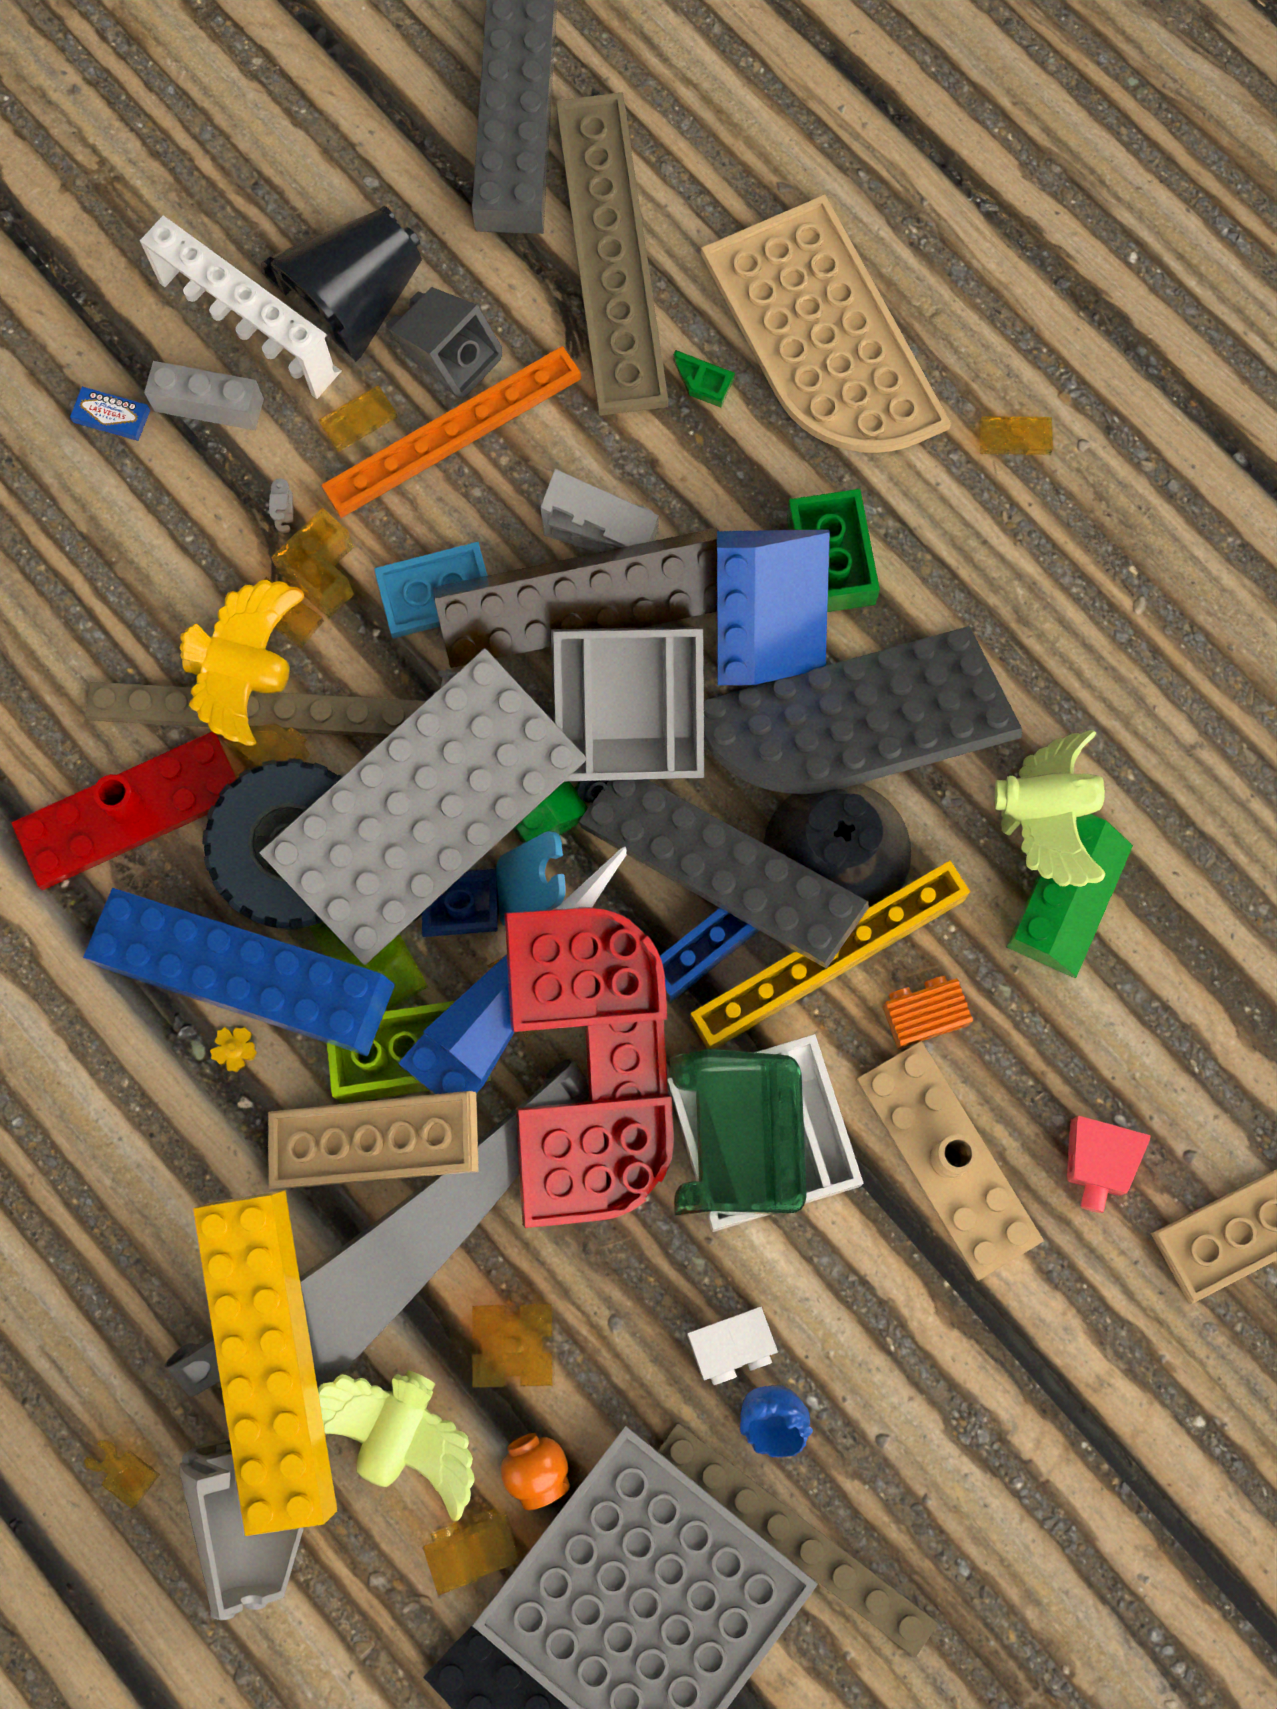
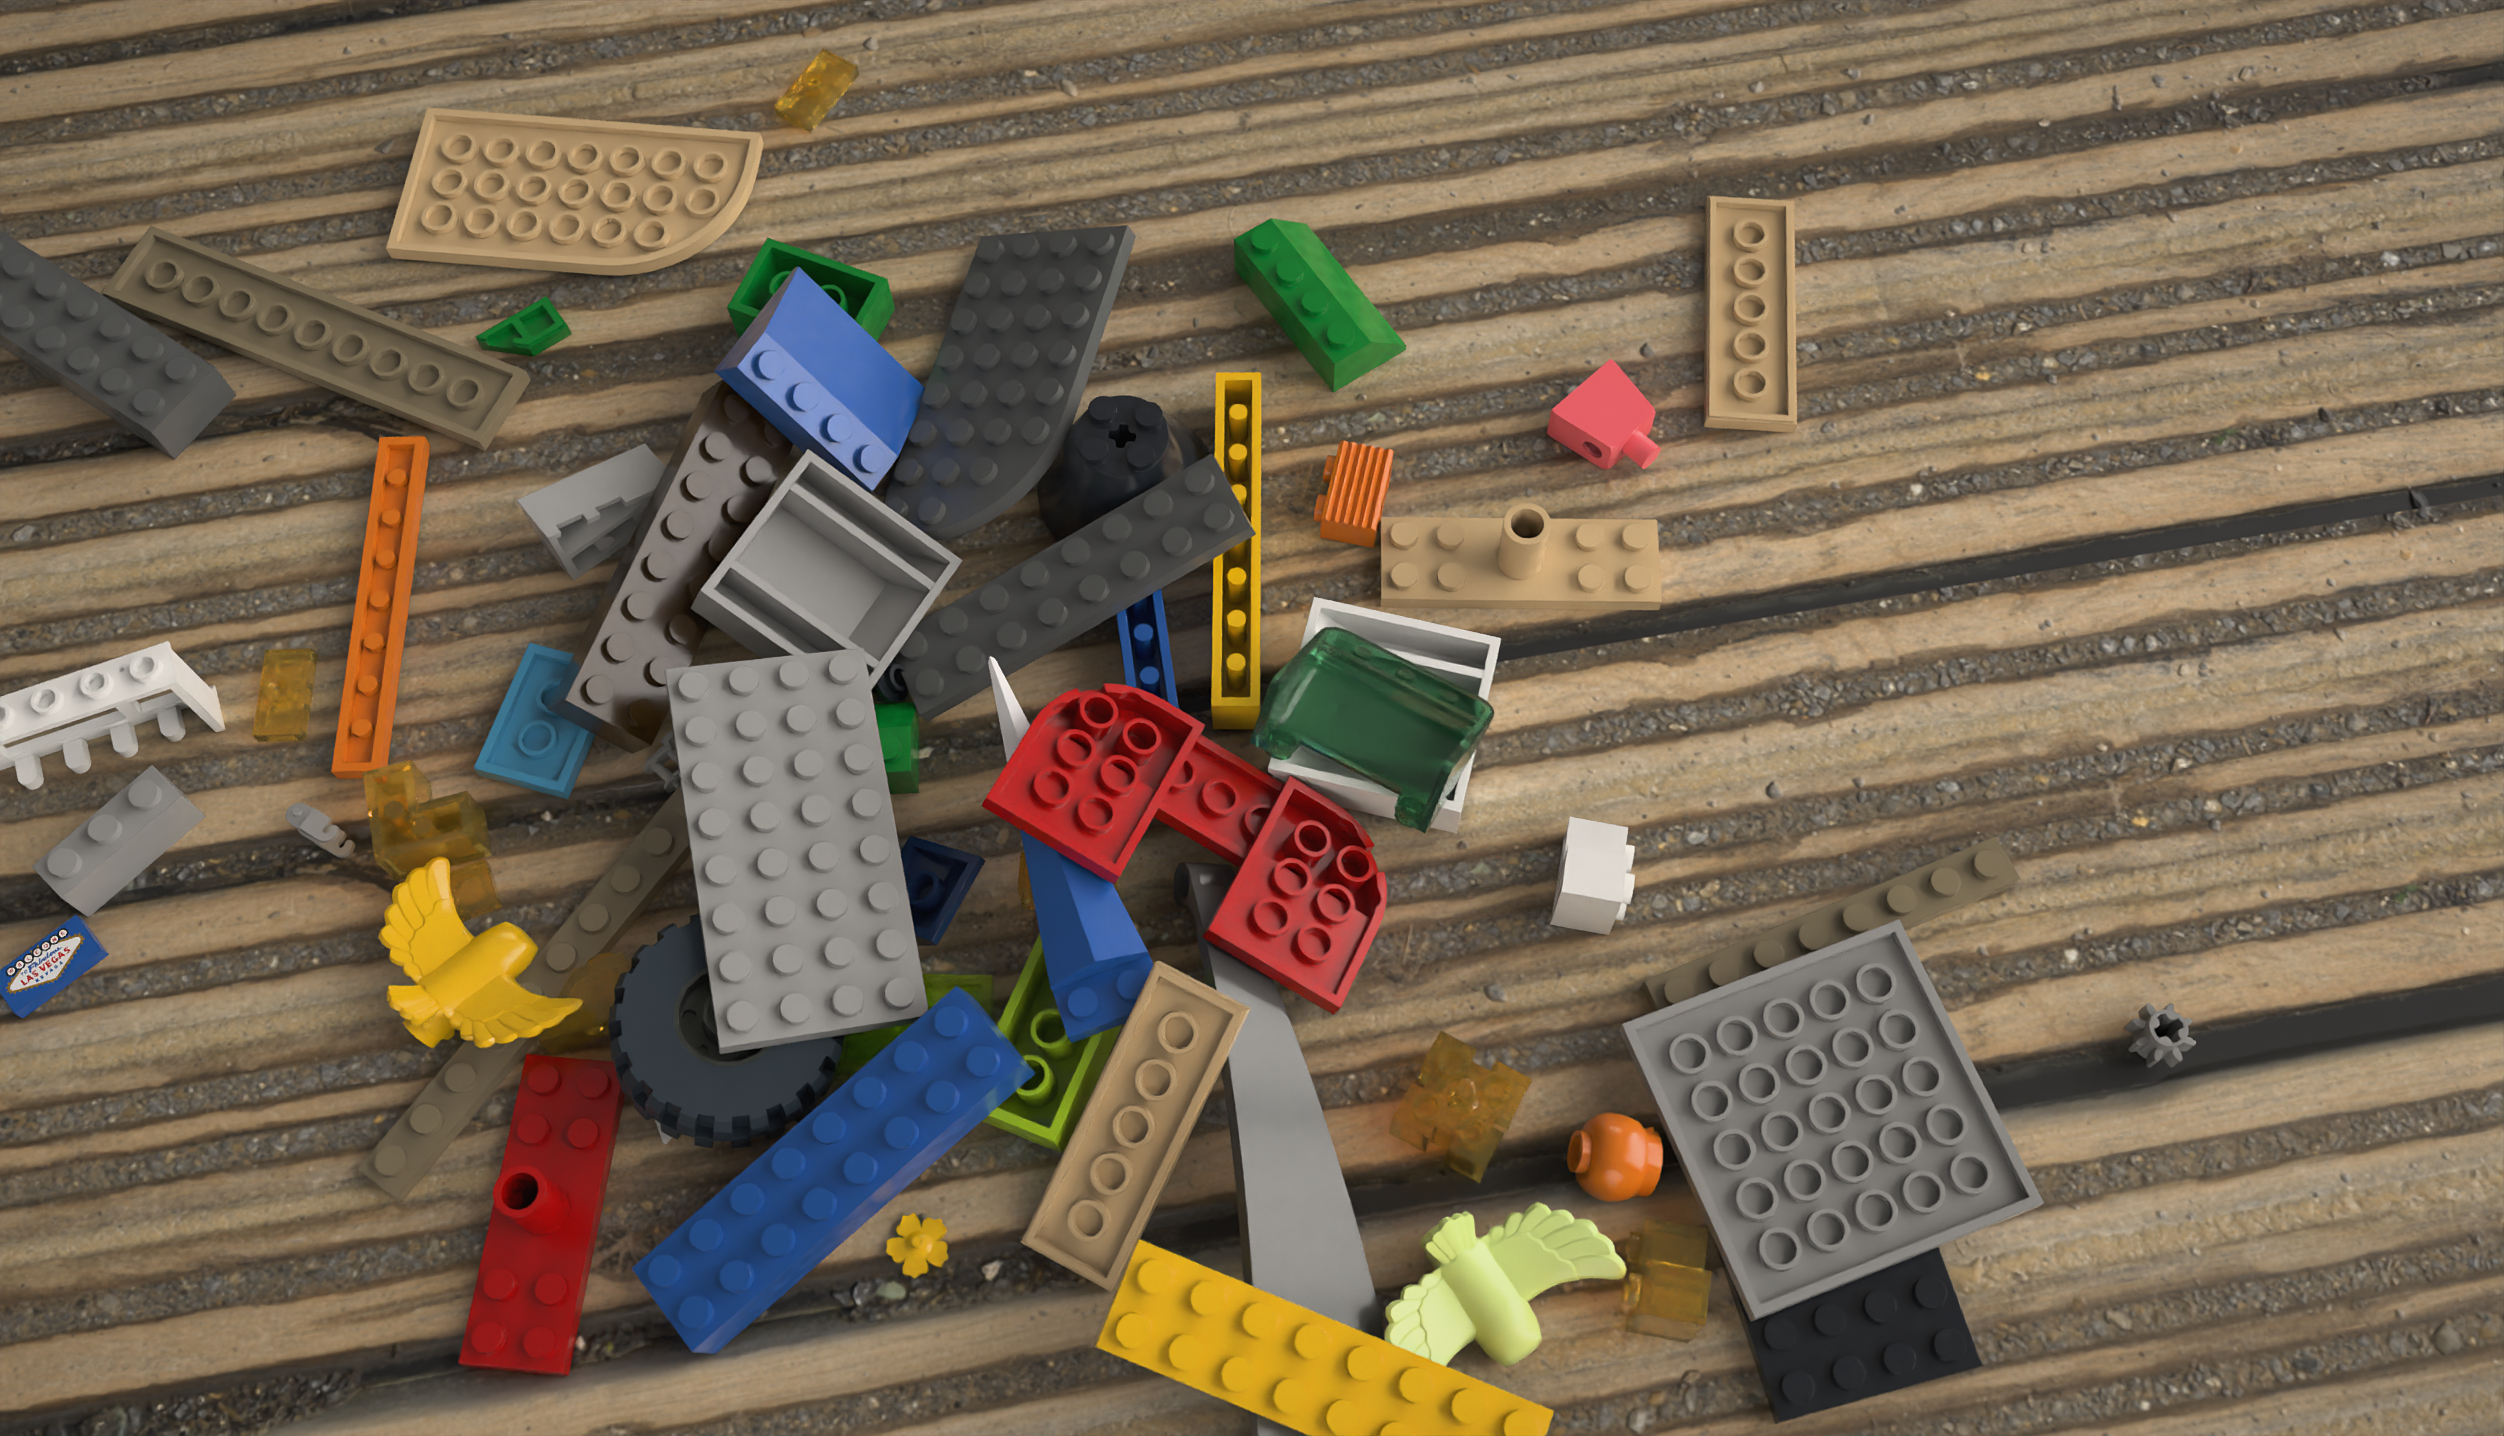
camera: 60 degrees left, 10 degrees down
(350, 275) = (110, 598): black cone -> none
(447, 339) = (272, 544): dark grey hips -> none
(523, 879) = (945, 796): dark azure piece -> none
(775, 1421) = (1700, 874): blue hair -> none
(1047, 807) = (1223, 257): yellowish green animal -> none

